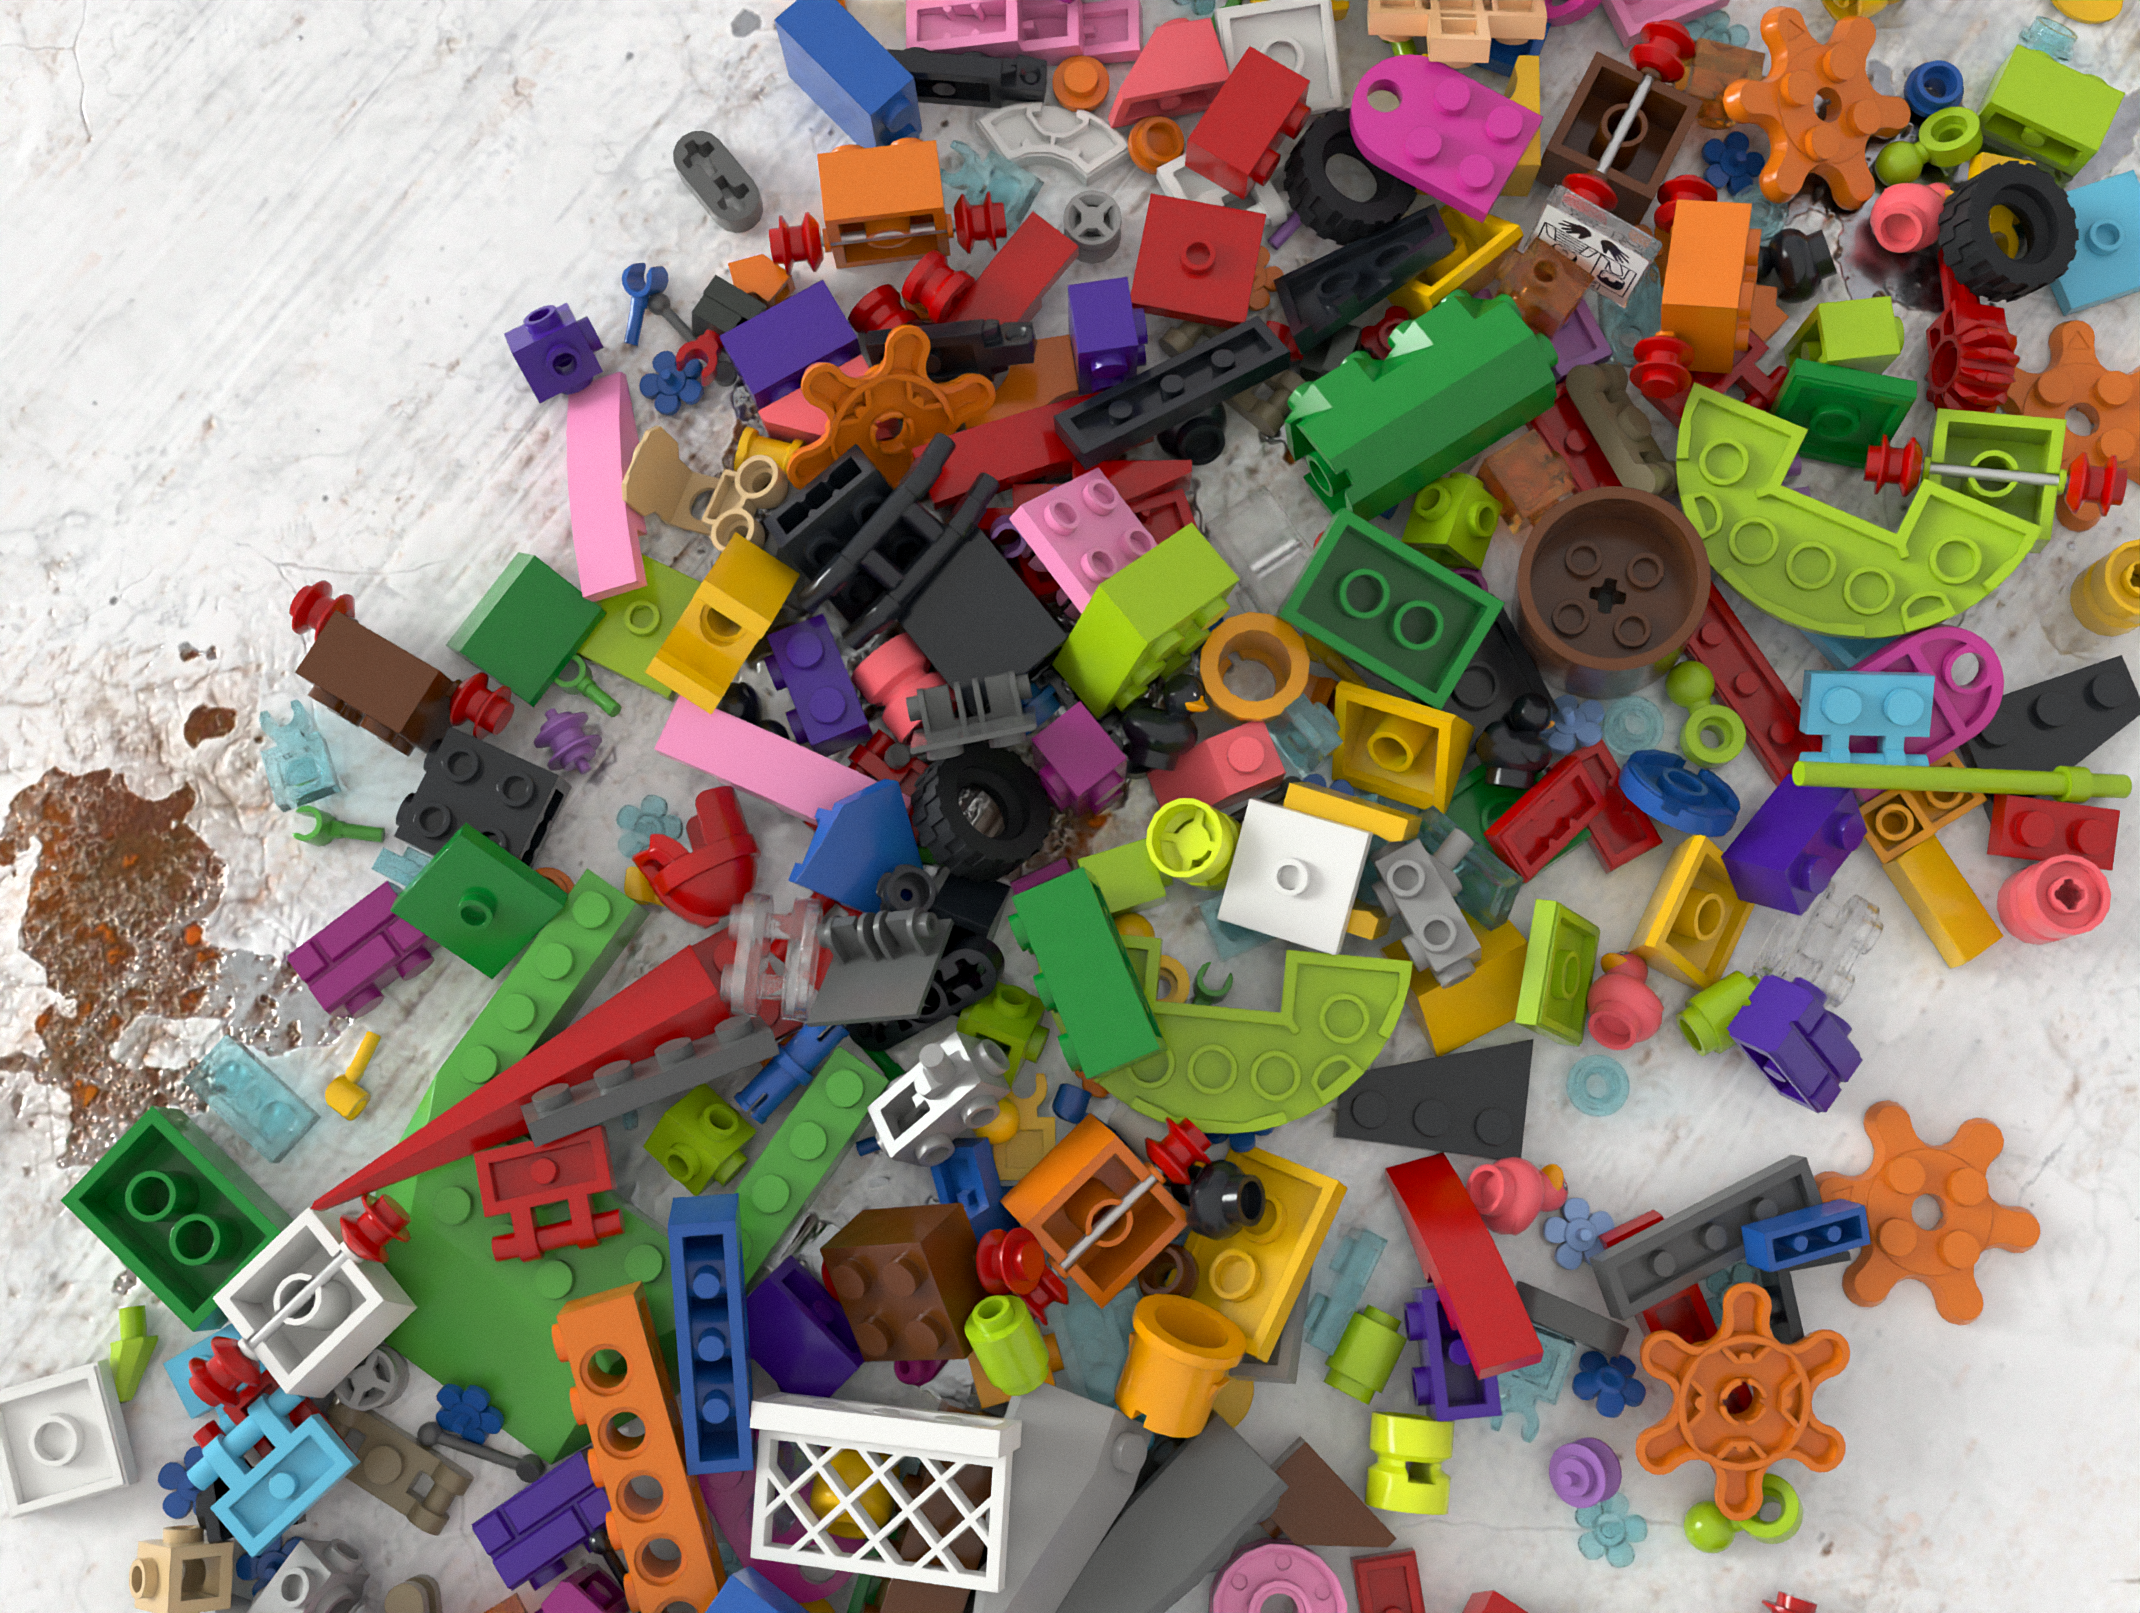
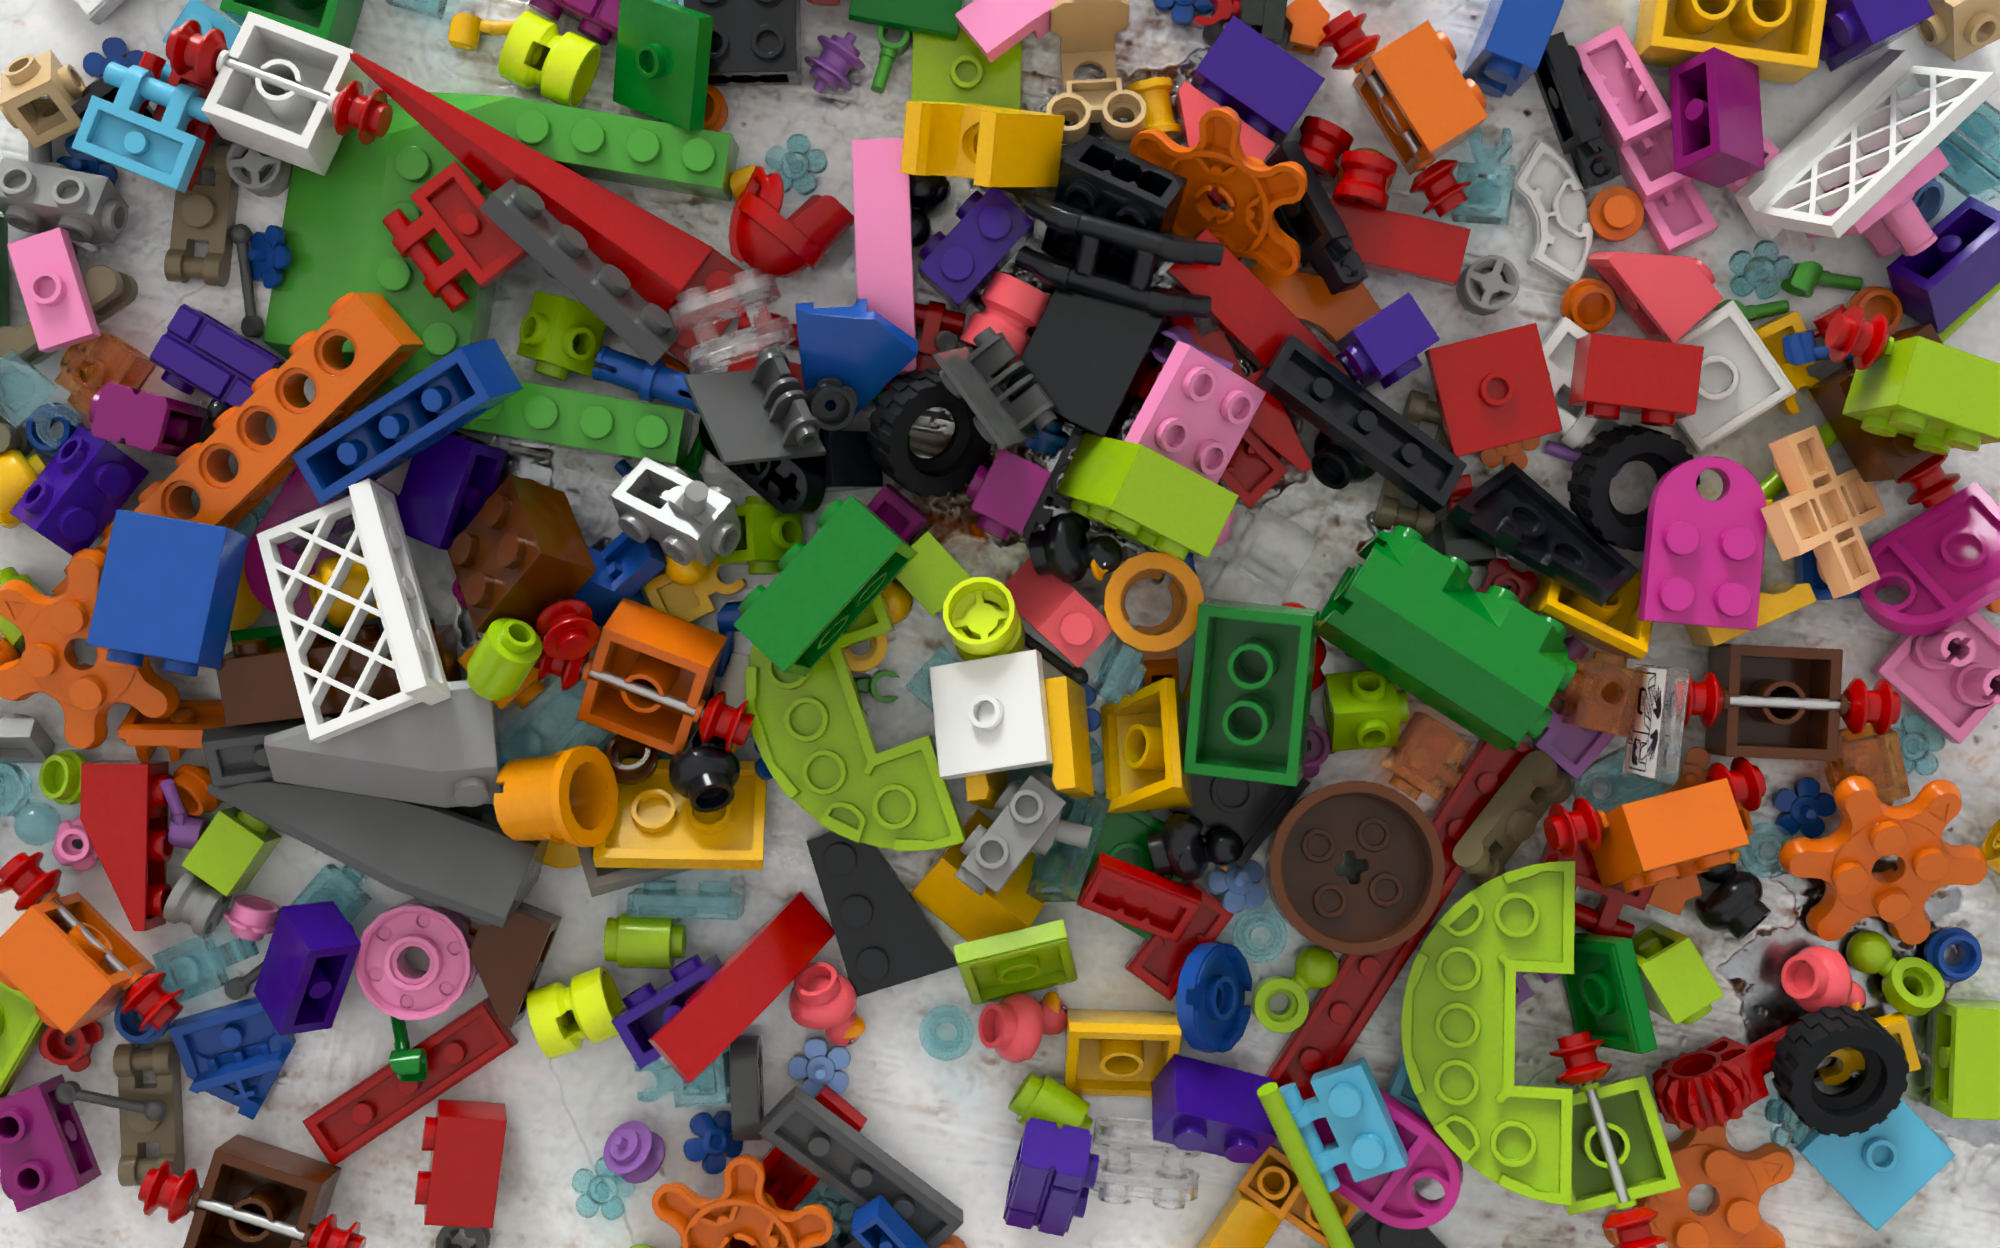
camera: 65 degrees right, 10 degrees up
(438, 1009) = (542, 57): none -> neon yellow wheel
(2040, 307) = (1787, 1125): none -> clear light blue plant

